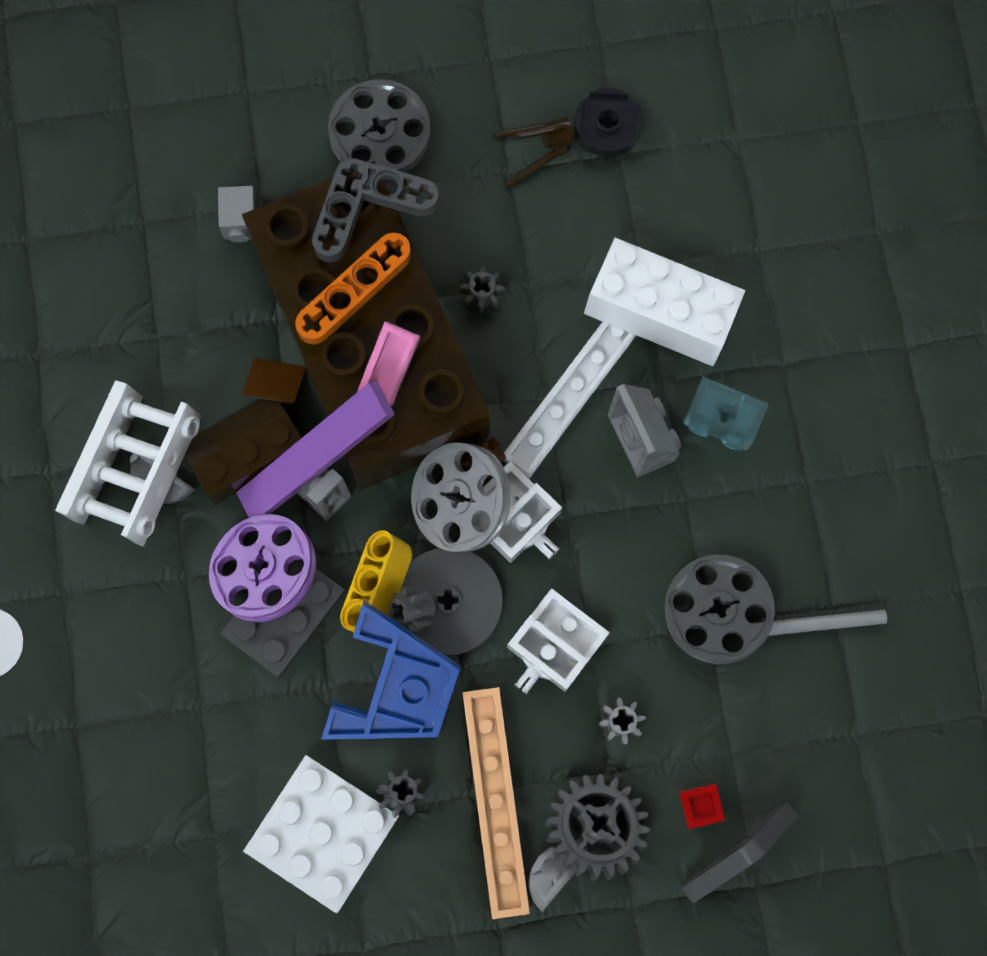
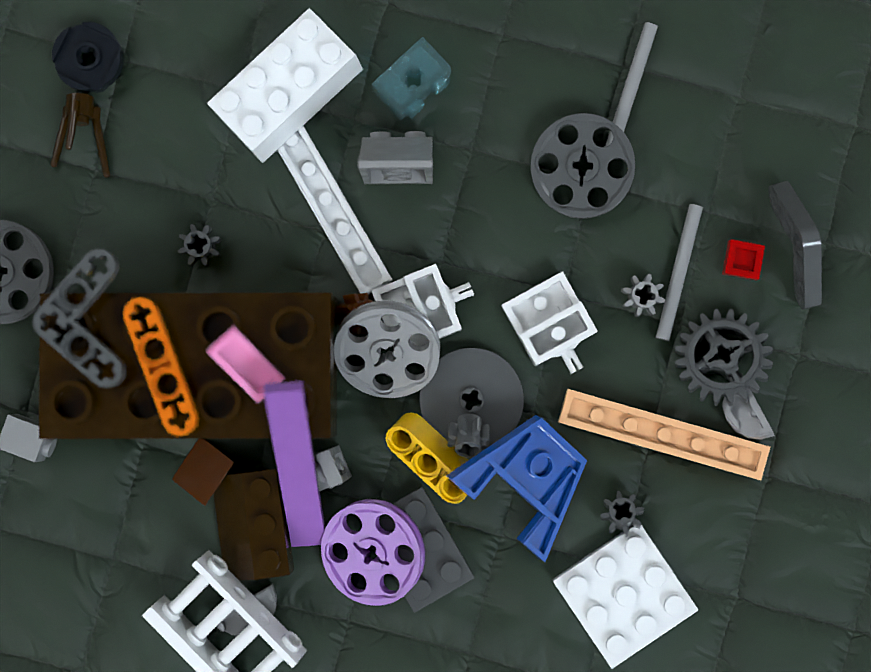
camera: 55 degrees left, 10 degrees up
(660, 749) = (679, 272): none -> light grey bar

